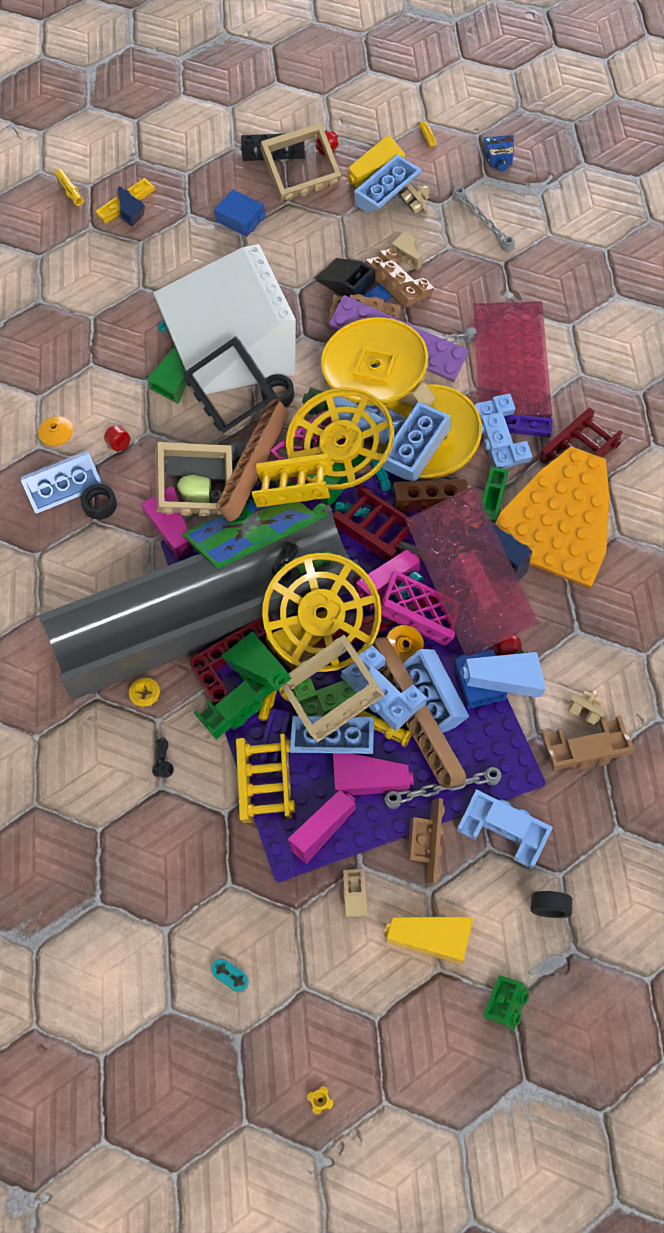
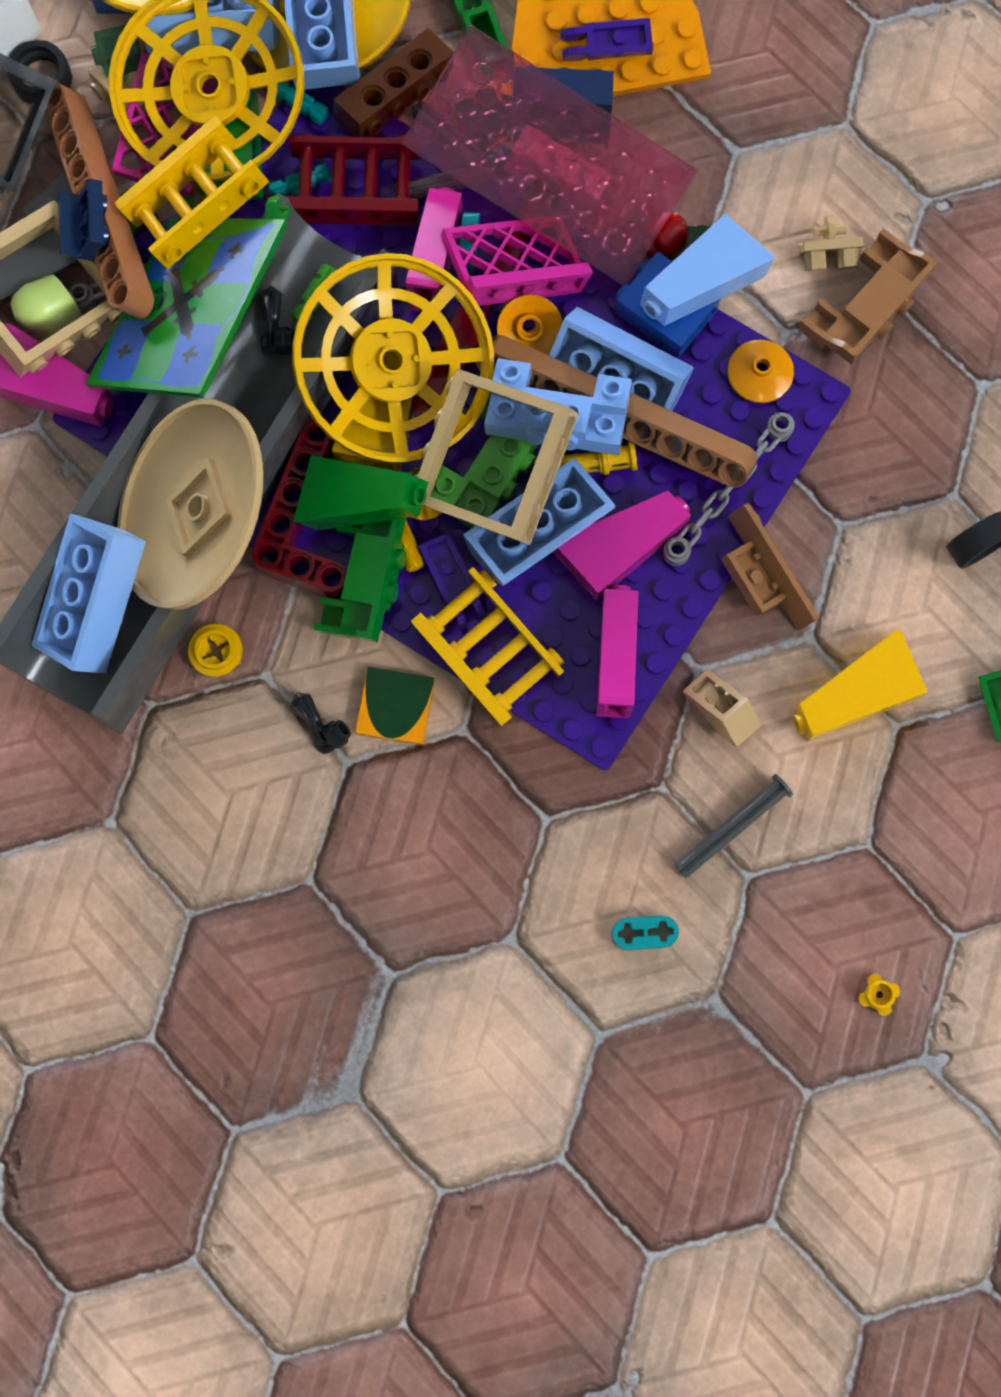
camera: 40 degrees left, 15 degrees up
(102, 623) = (88, 594): none -> light blue slope
(173, 611) = (193, 502): none -> tan dish
(203, 777) = (395, 706): none -> dark green tile
(232, 462) = (82, 221): none -> dark blue bracket
(314, 956) = (733, 826): none -> dark grey axle
(504, 751) = (753, 383): none -> light orange dish
(507, 822) = (848, 473): light blue bracket -> none
(548, 537) = (609, 39): none -> dark purple hinge

